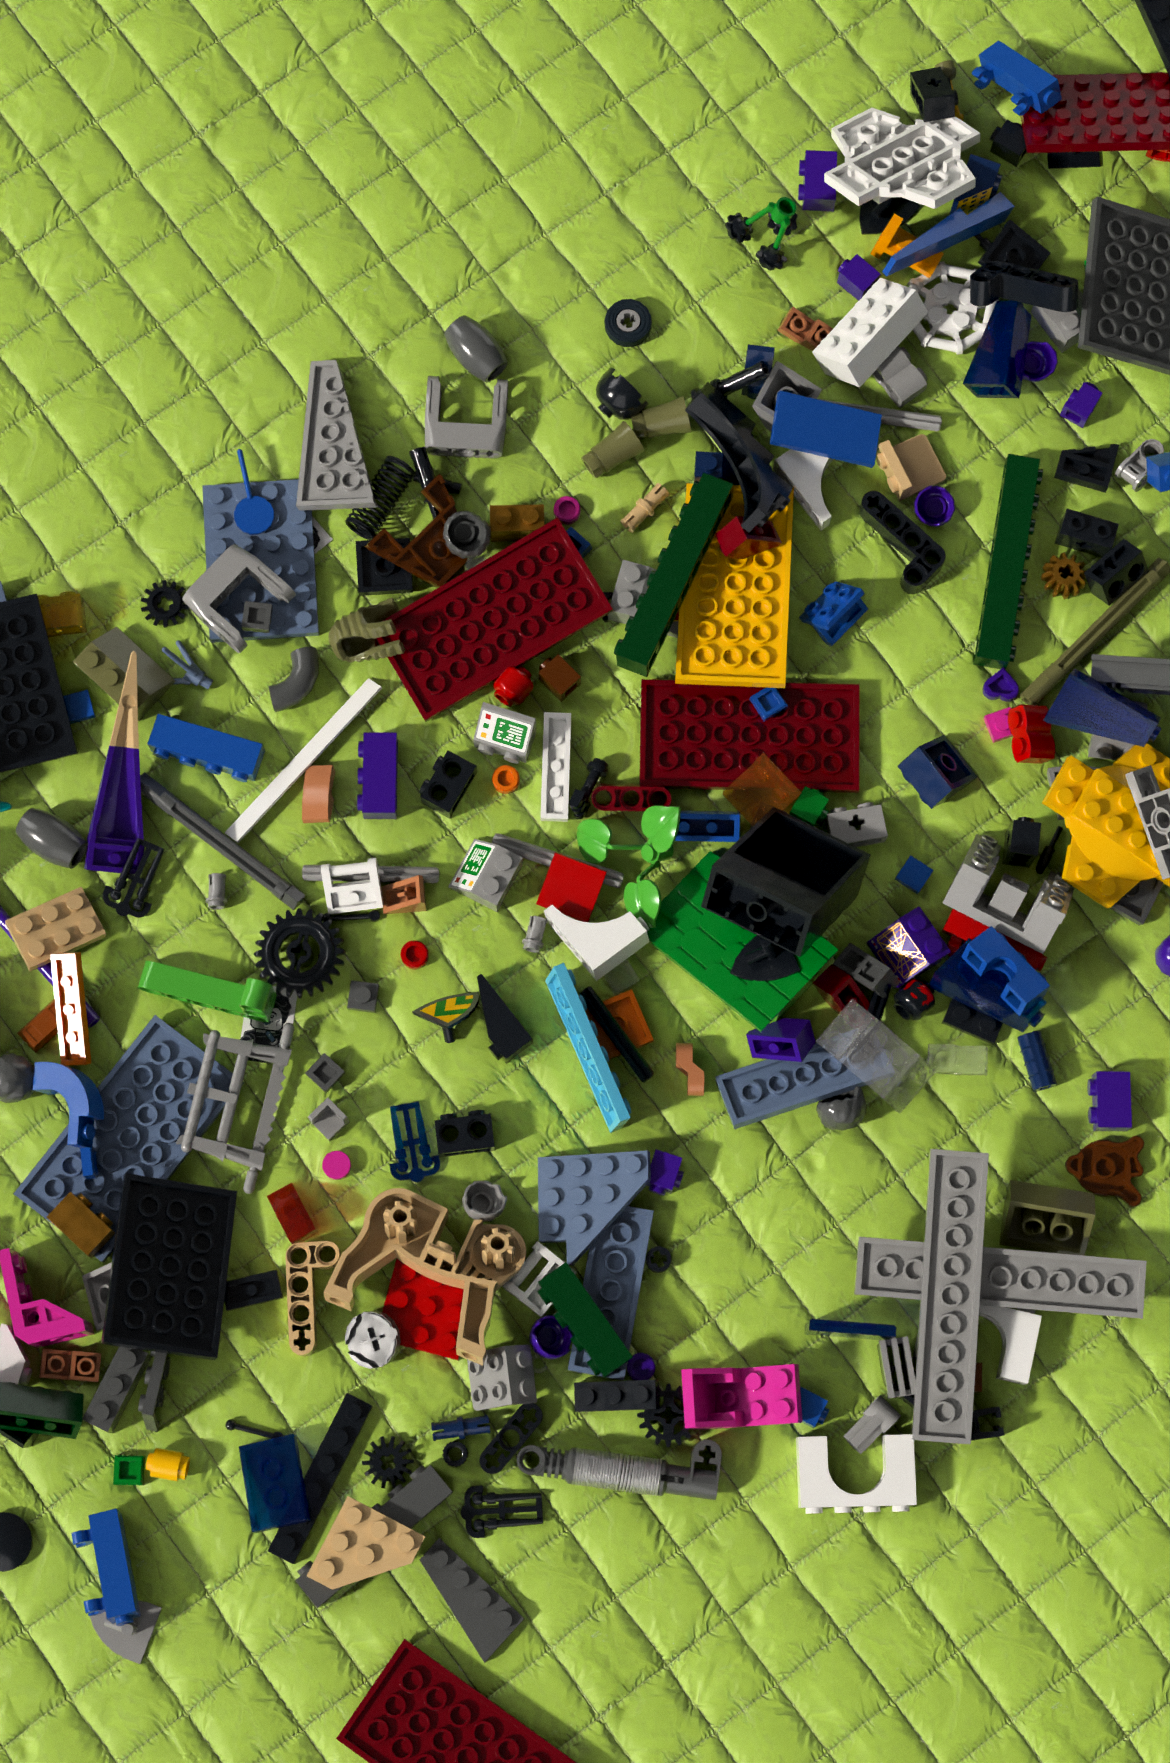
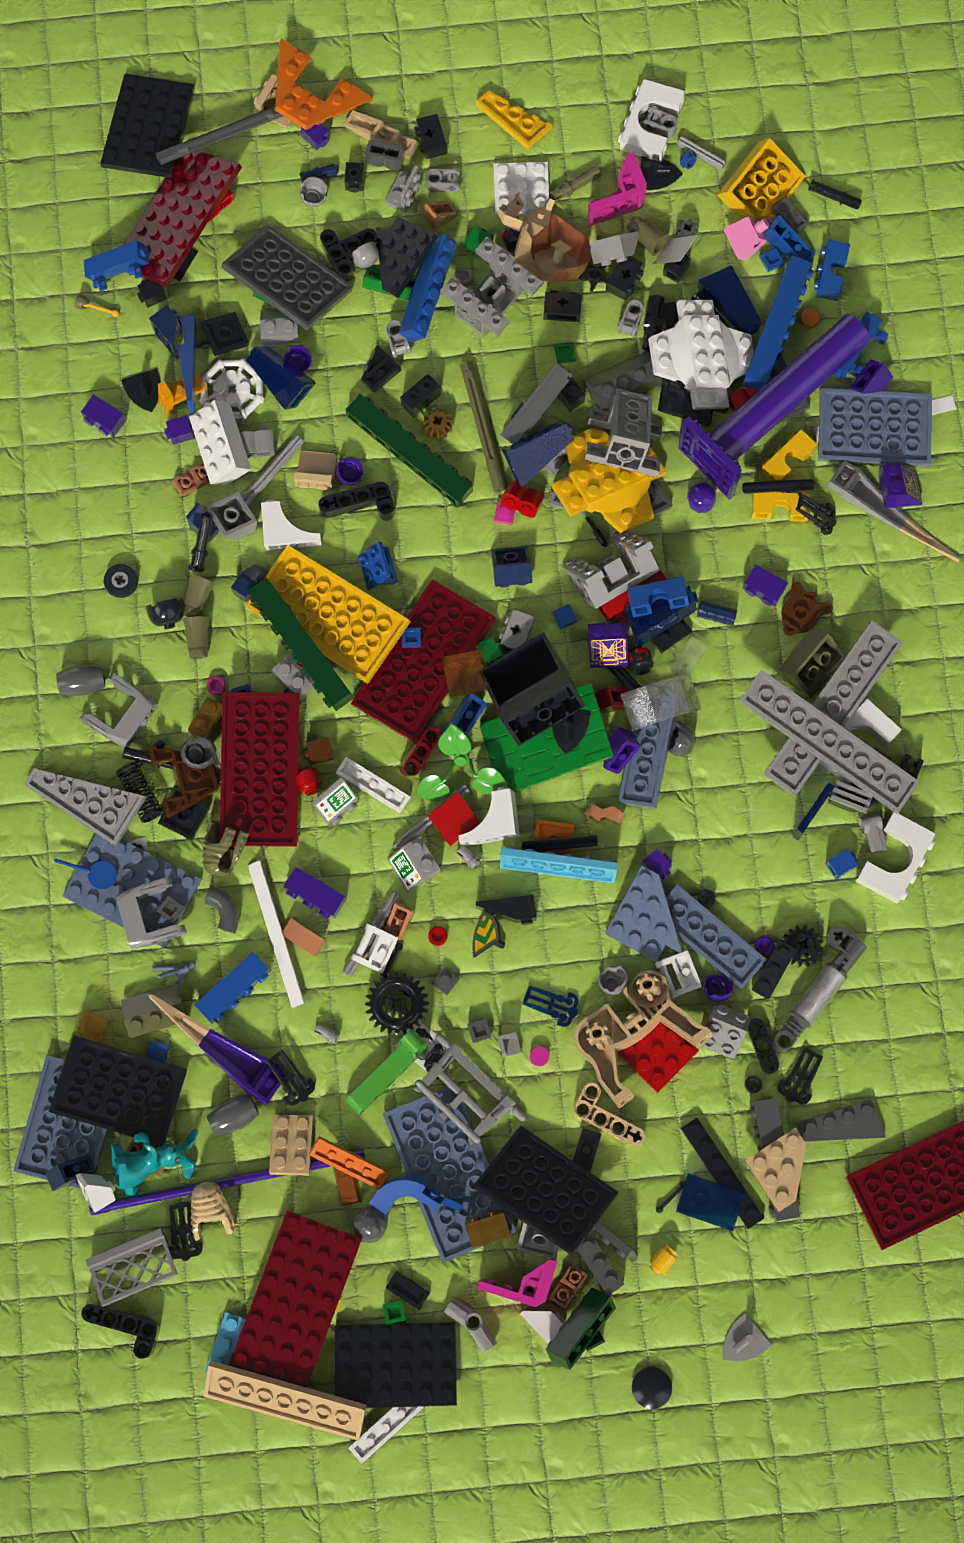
camera: 55 degrees left, 0 degrees up
(114, 1567) = (706, 1326): blue brick -> none
(129, 1470) = (651, 1286): green tile -> none
(155, 599) = (119, 955): black gear -> none
(215, 838) = (256, 1029): dark grey piece -> none
(292, 1214) = (553, 1099): clear red slope -> none
(372, 1339) = (658, 1094): tile -> none
(388, 1474) = (738, 1119): black gear -> none
(453, 786) = (348, 853): black brick -> none
(460, 1427) = (739, 1072): dark blue pin -> none
(465, 1141) = (569, 970): black brick -> none
(505, 779) = (362, 819): orange tile -> none
(579, 801) = (404, 783): black hinge -> none
(585, 1321) = (720, 961): dark green brick -> none
(644, 507) = (244, 639): tan pin -> none
(739, 544) = (304, 589): dark red slope -> none
(741, 1396) = (817, 895): dark pink bracket -> none
(750, 461) = (258, 559): black arch -> none
(781, 218) = (115, 452): black plant -> none
(825, 429) = (265, 504): blue tile -> none
(866, 969) = (608, 676): dark grey hinge -> none
(902, 159) = (124, 359): white plate -> none
(933, 94) = (93, 318): black brick -> none
(1001, 686) = (481, 500): dark purple tile -> none
(1021, 842) = (585, 543): black brick -> none
(1023, 285) = (250, 337): black beam -> none
(1081, 404) = (339, 350): dark purple brick -> none
(1116, 572) = (455, 392): black brick -> none

